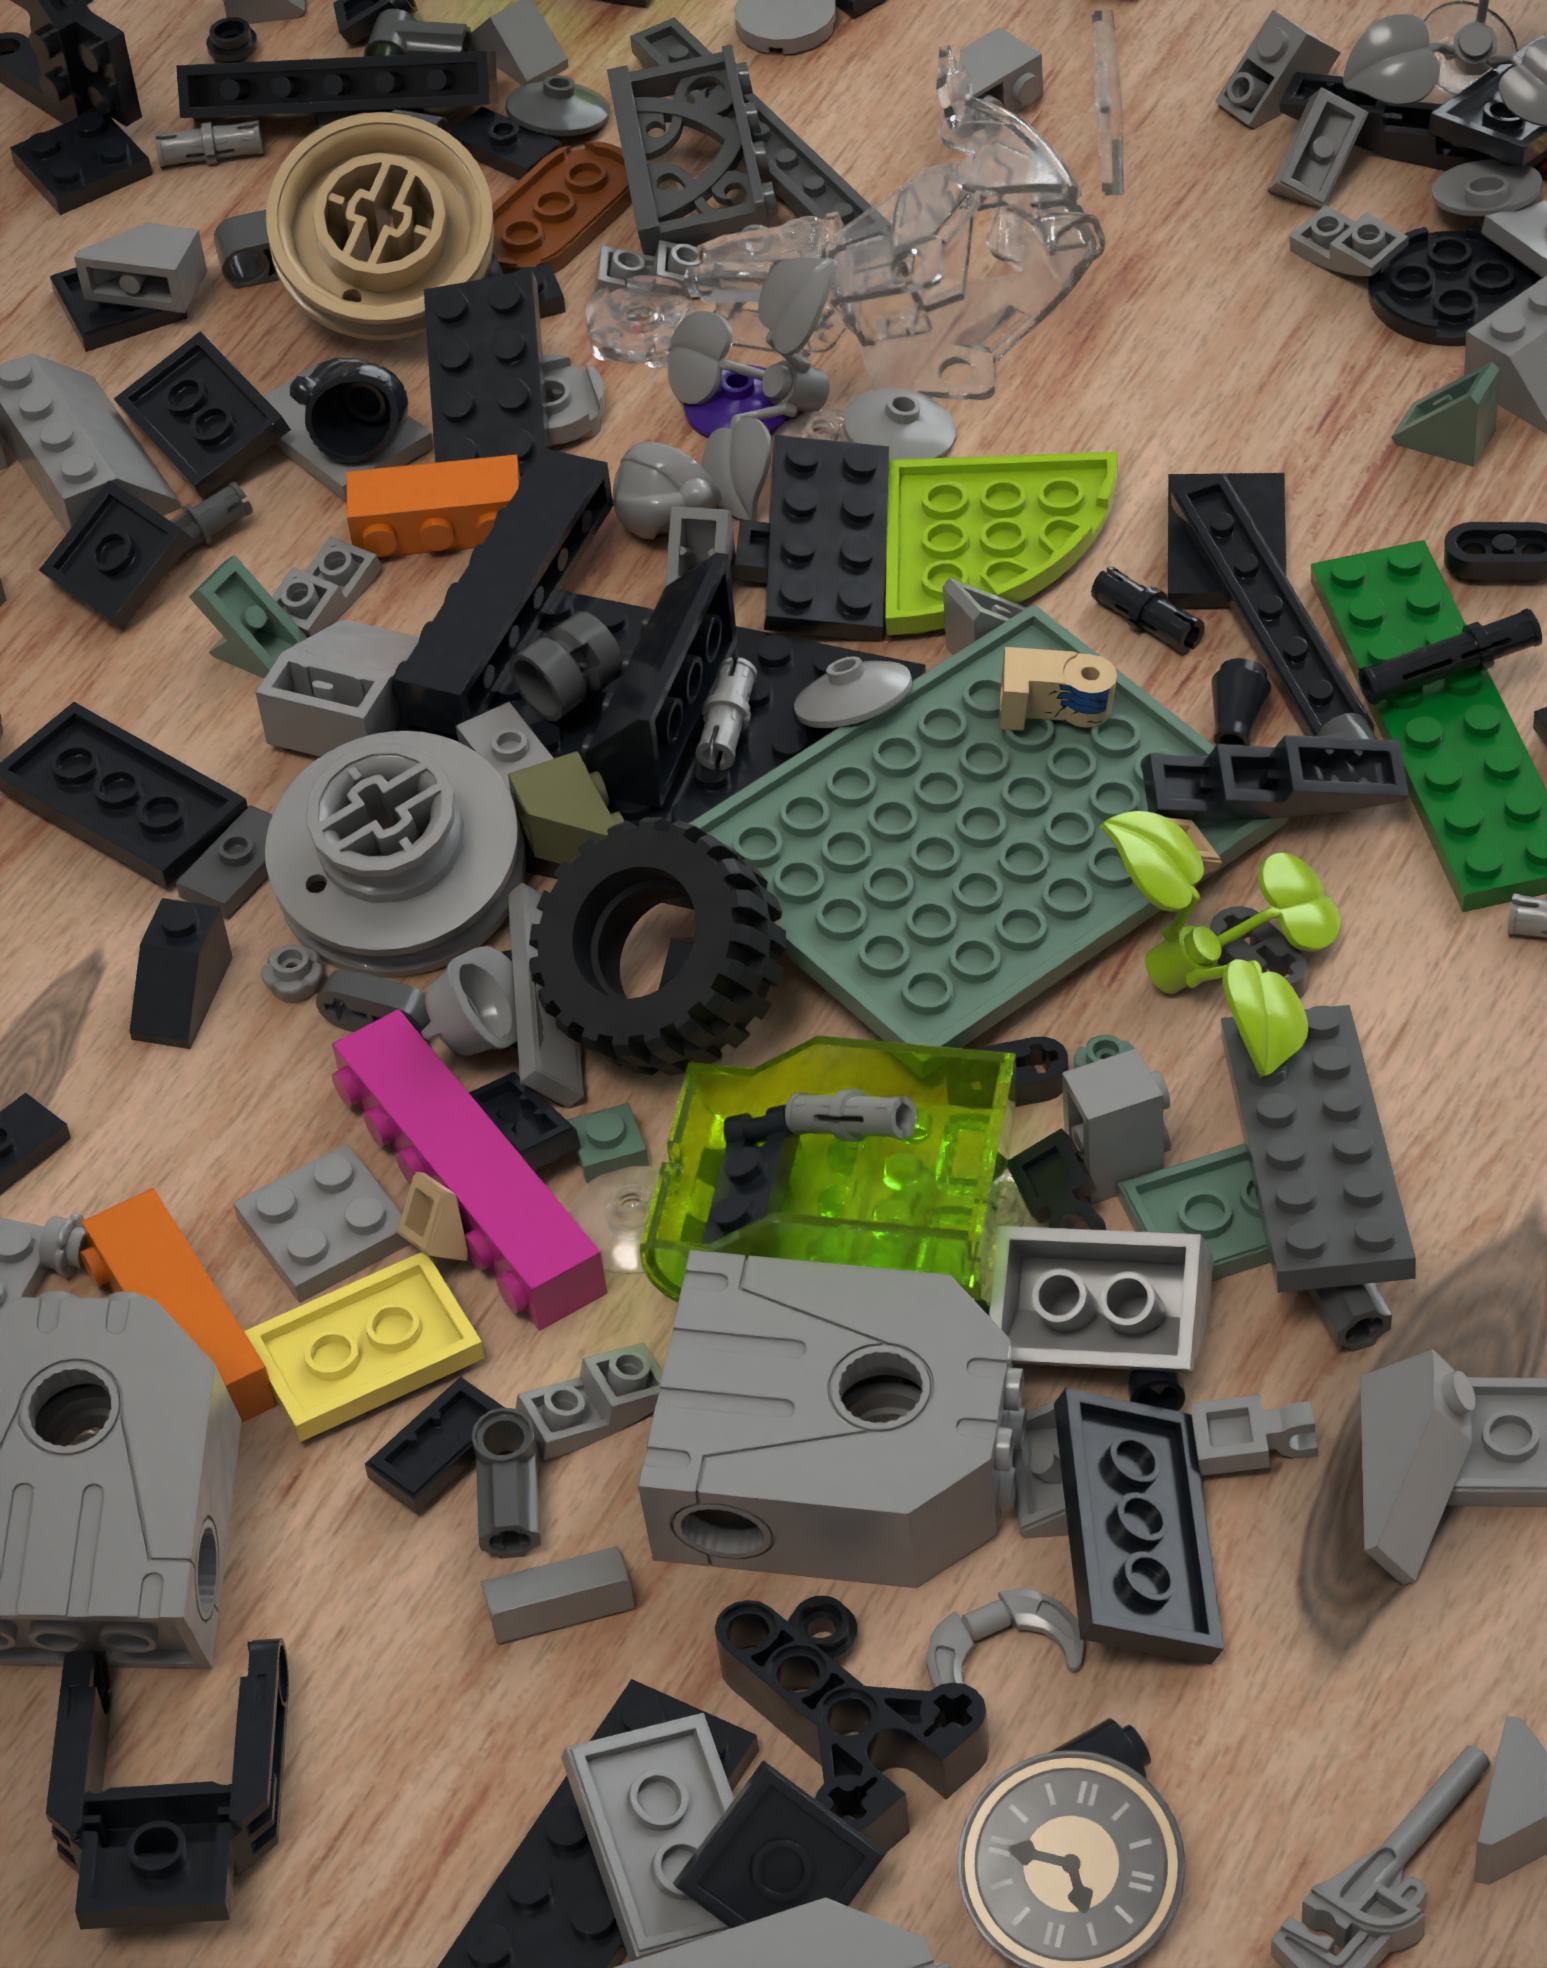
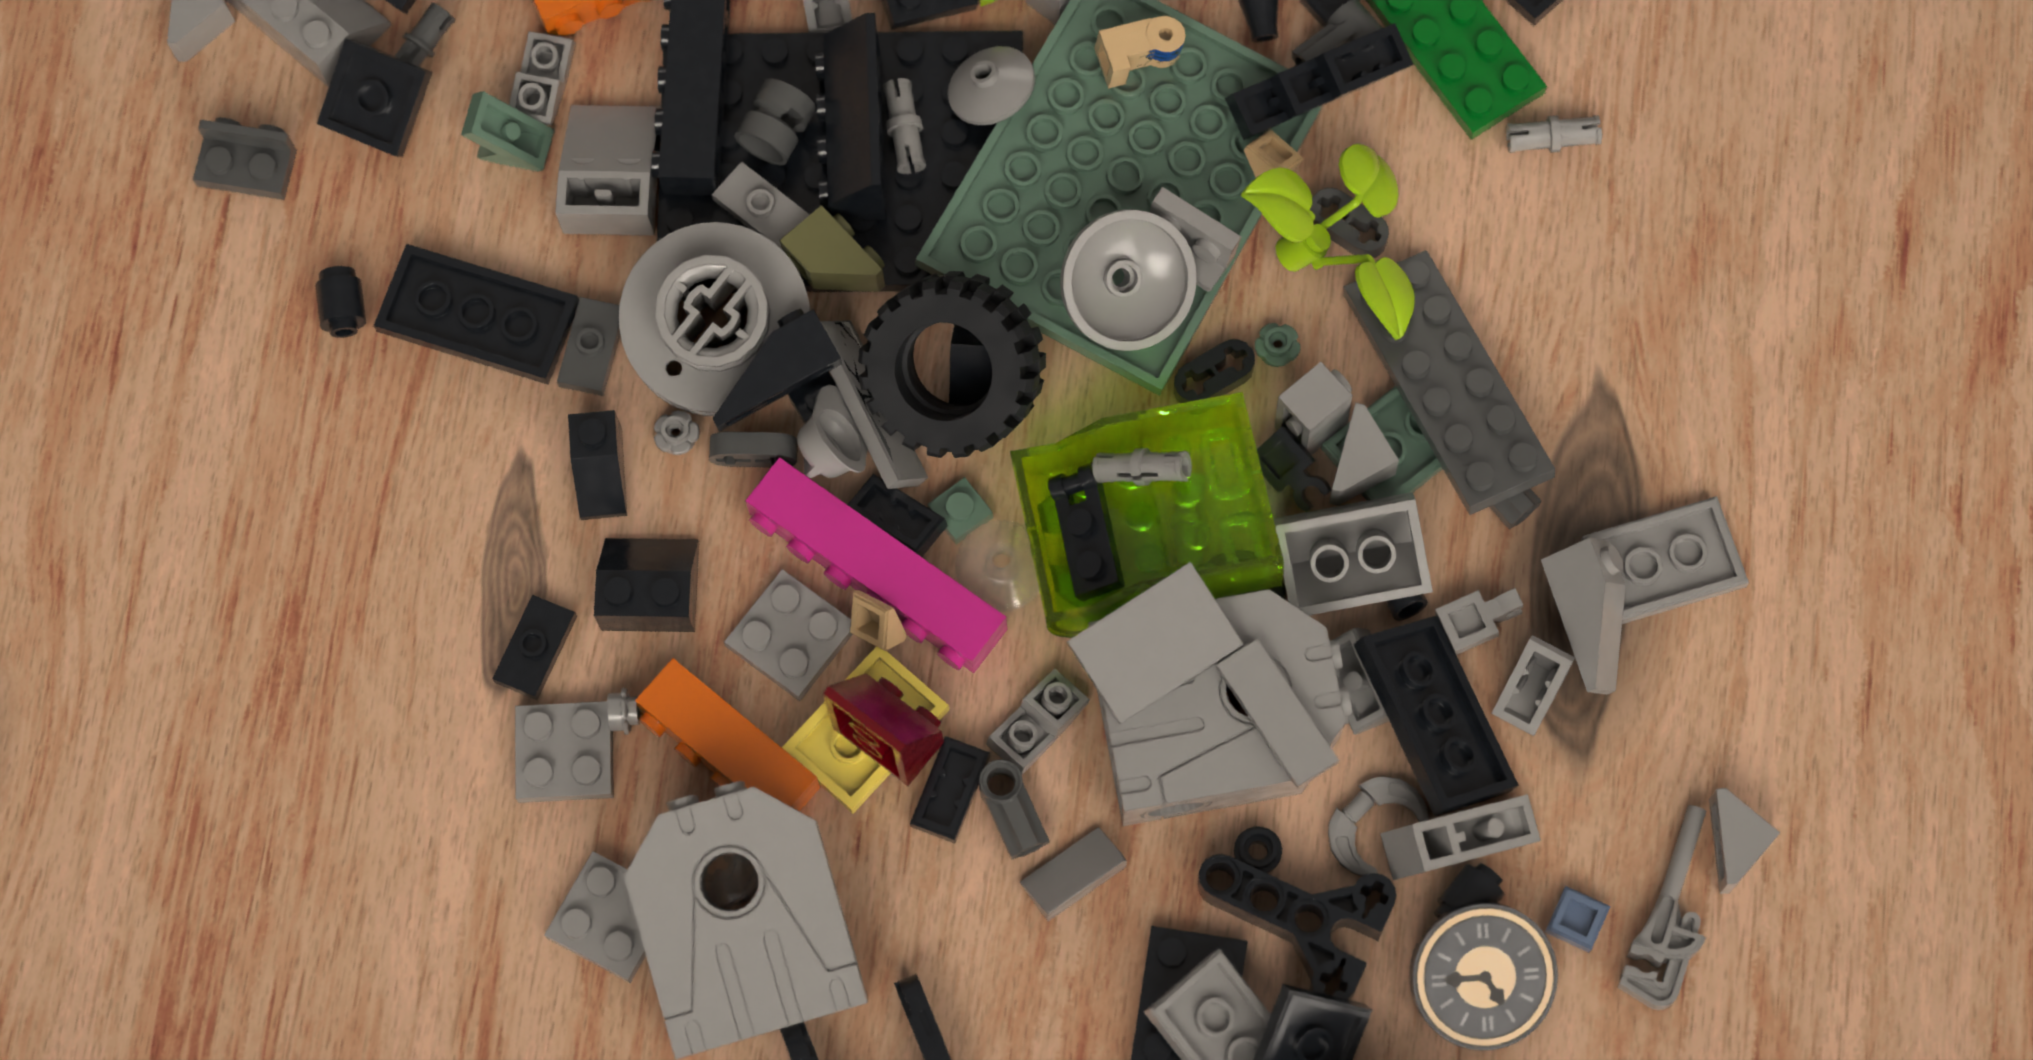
camera: 20 degrees left, 25 degrees up
(166, 1122) = (647, 585): none -> black slope
(371, 1313) = (884, 725): none -> dark red slope
(444, 903) = (785, 362): none -> black slope
(763, 1286) = (1155, 643): none -> light grey tile
(896, 1419) = (1277, 713): none -> light grey tile
(932, 864) = (1155, 285): none -> light grey dish
(1025, 892) = (1209, 240): none -> light grey bracket
(1081, 1678) = (1460, 837): none -> light grey slope
(1157, 1190) = (1364, 458): none -> light grey slope
(1246, 1849) = (1577, 919): none -> sand blue tile
(1296, 1527) = (1533, 685): none -> light grey slope

